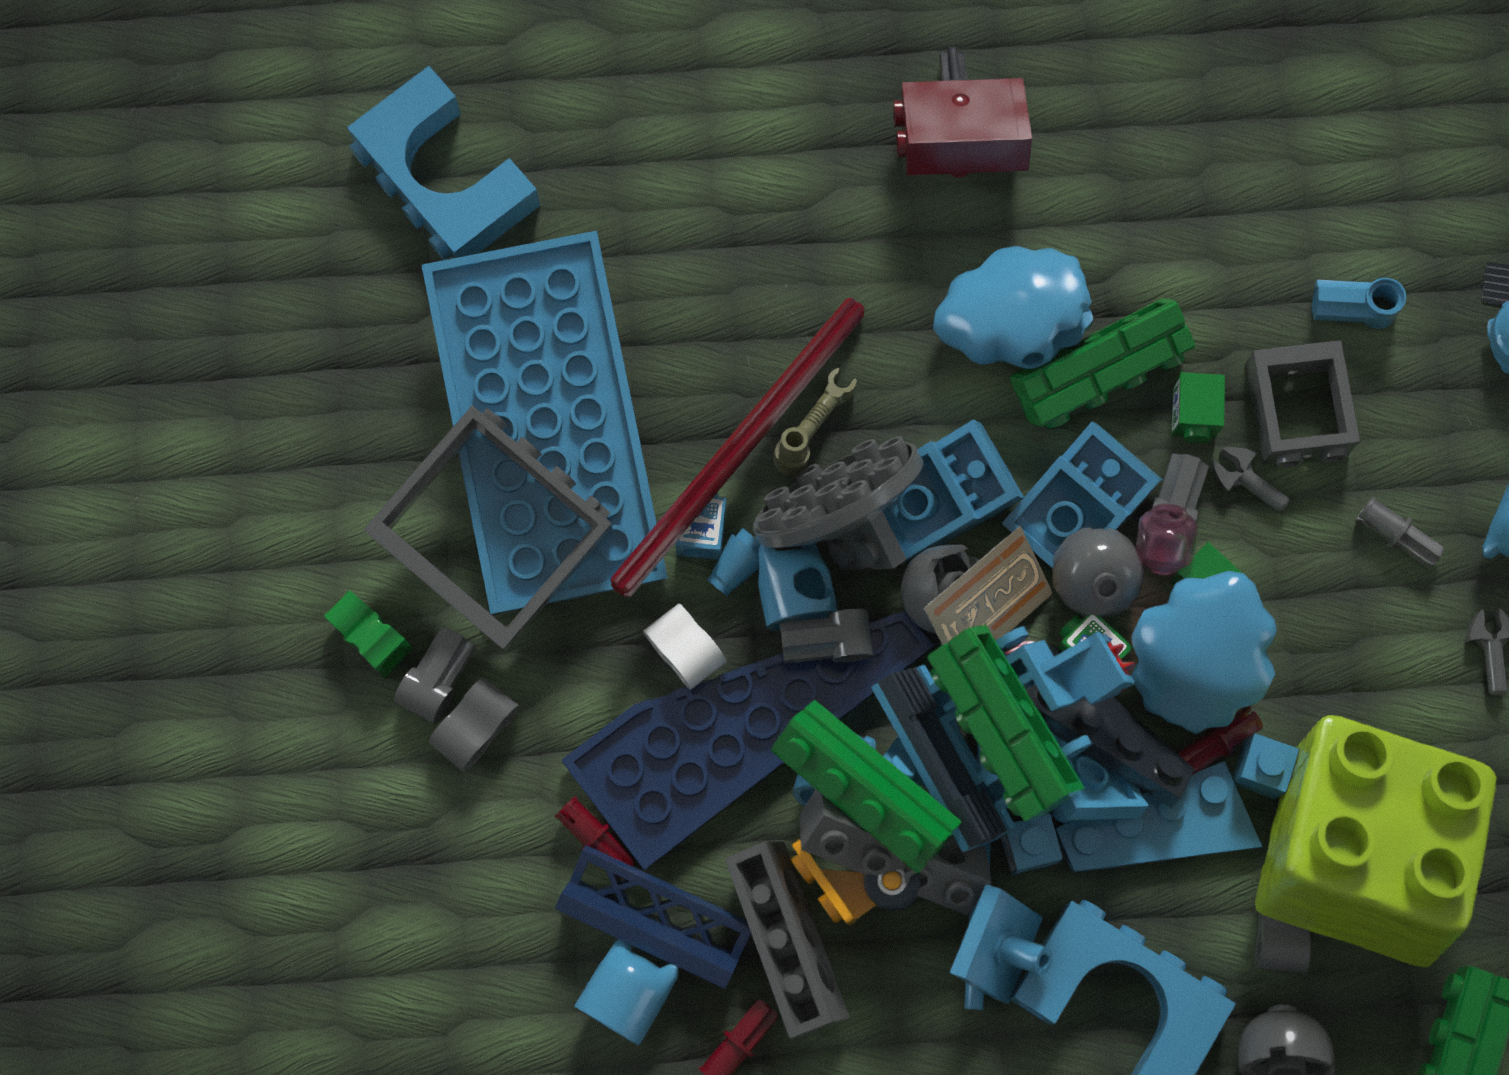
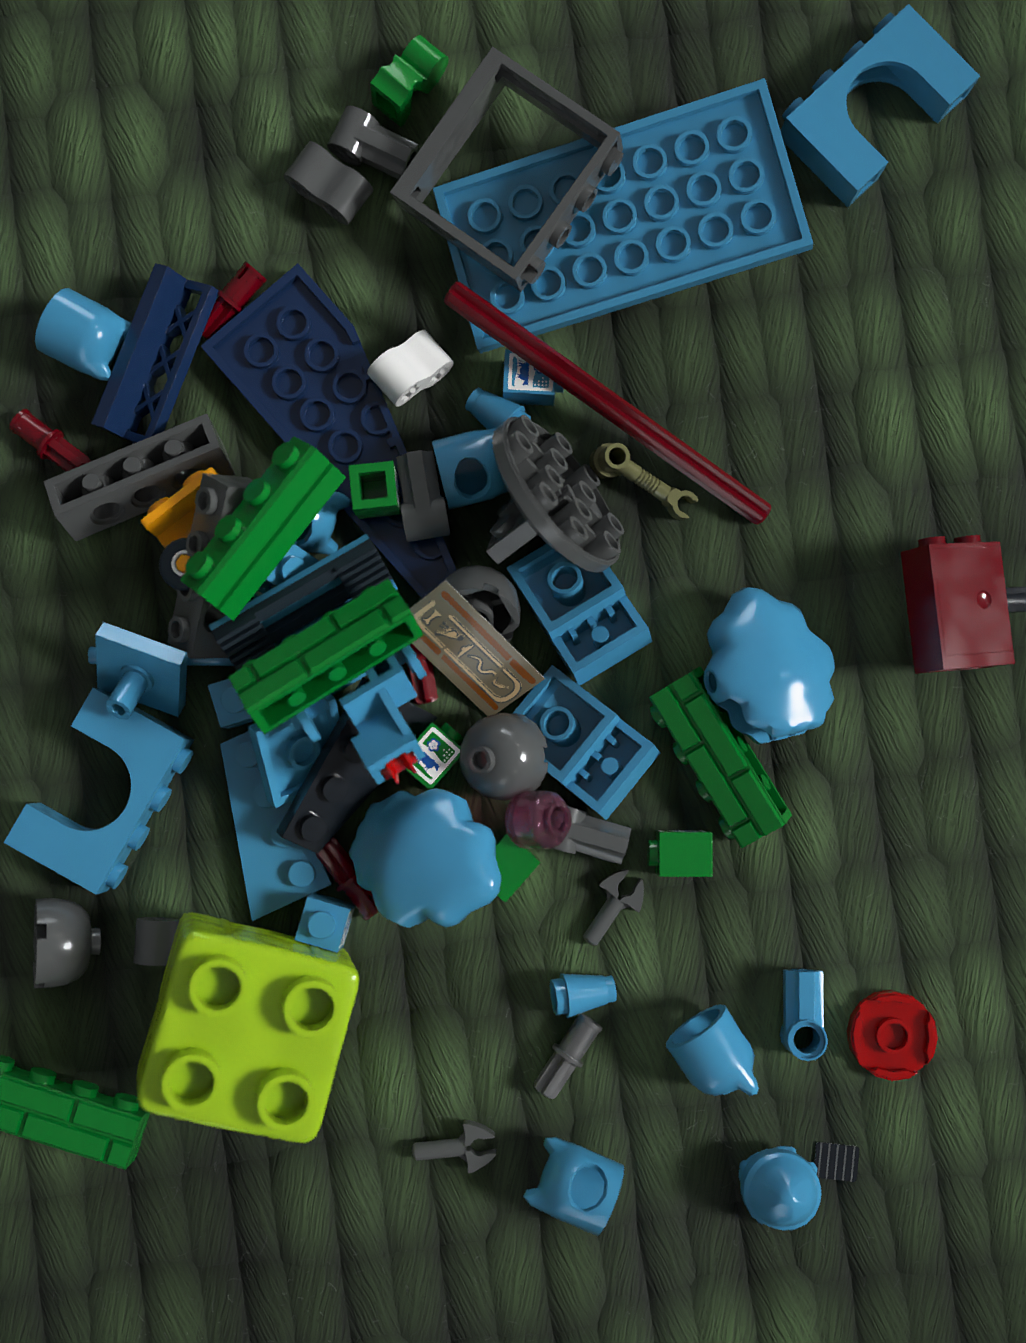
camera: 85 degrees right, 10 degrees up
(821, 679) = (374, 489): none -> green brick
(1296, 361) = (736, 950): dark grey window -> none
(1337, 515) = (580, 993): none -> dark azure cone
(1377, 223) = (892, 1035): none -> red tile
(1403, 390) = (714, 1053): none -> dark azure piece

